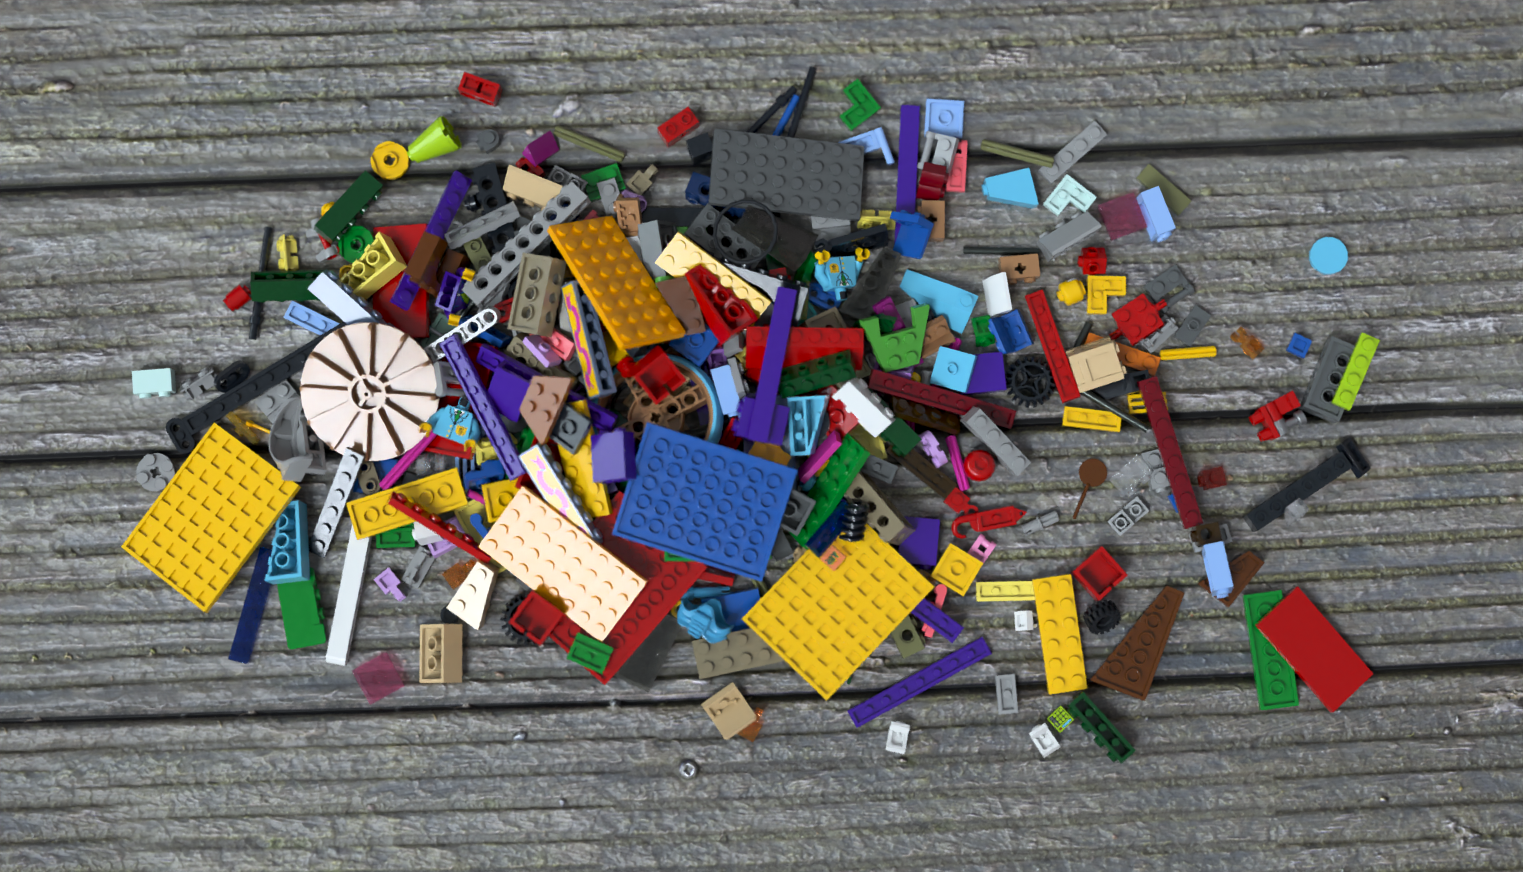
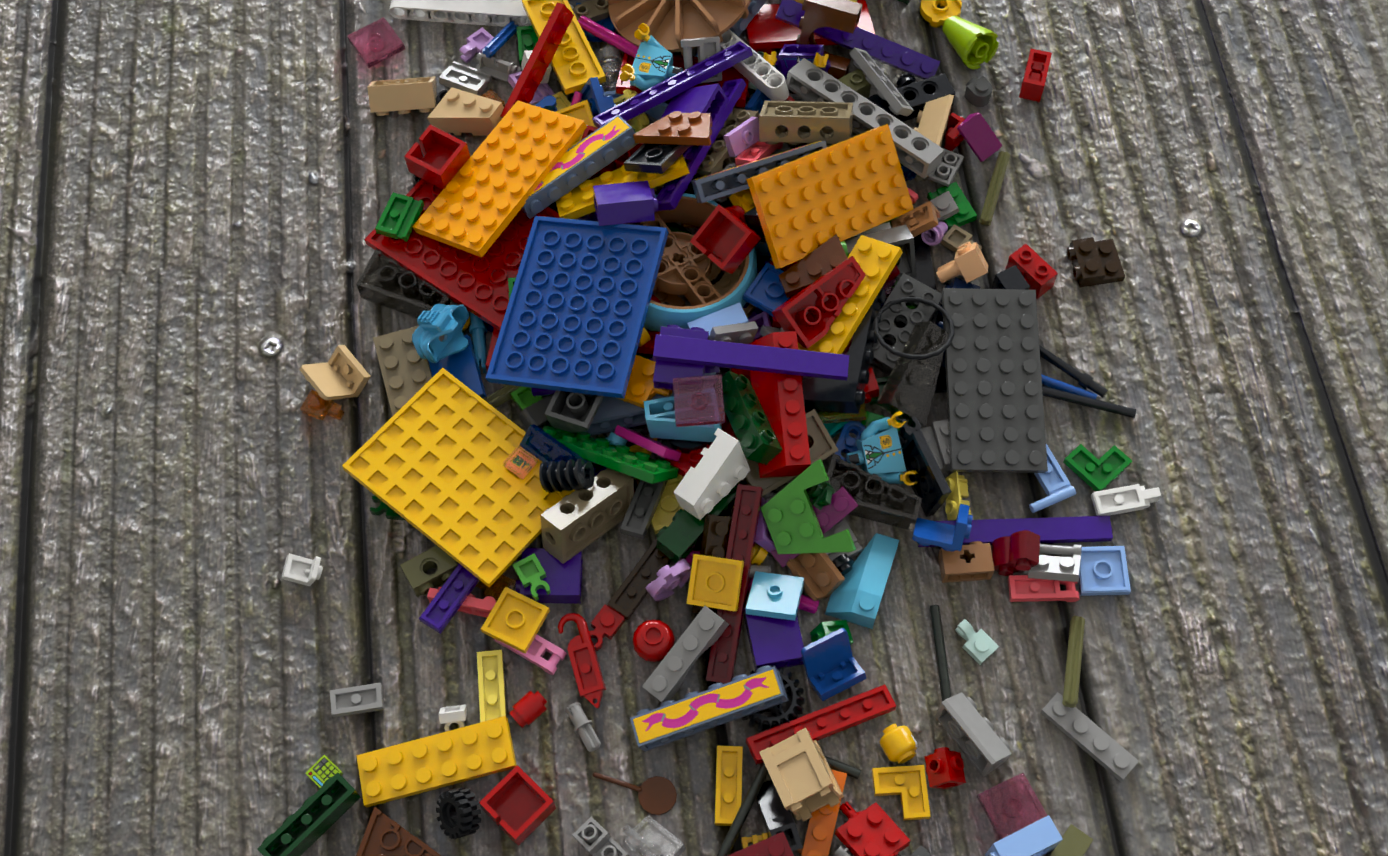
camera: 90 degrees right, 20 degrees down
(392, 562) = (500, 39): none -> blue axle
(429, 597) = (465, 78): none -> light grey plate
(670, 72) = (1095, 262): none -> dark brown plate
(672, 179) = (967, 262): none -> light nougat brick
(804, 410) = (698, 400): none -> clear pink plate
(888, 91) = (1124, 499): none -> white hinge
(919, 682) = (374, 596): dark purple tile -> none
(923, 555) = (531, 573): none -> bright green plate
(944, 413) = (715, 582): none -> yellow plate
(957, 462) = (666, 615): dark pink axle -> none
(995, 221) = (978, 644): none -> light aqua plate
(997, 294) = (880, 645): white slope -> none
(1011, 188) = (1026, 658): medium azure slope -> none
(1023, 563) = (528, 708): none -> red brick
(1028, 262) = (920, 660): medium nougat brick -> none
(1039, 427) = (709, 708): none -> brick
(1044, 739) = (296, 751): white bracket -> none
(1066, 192) = (1034, 734): light aqua plate -> none

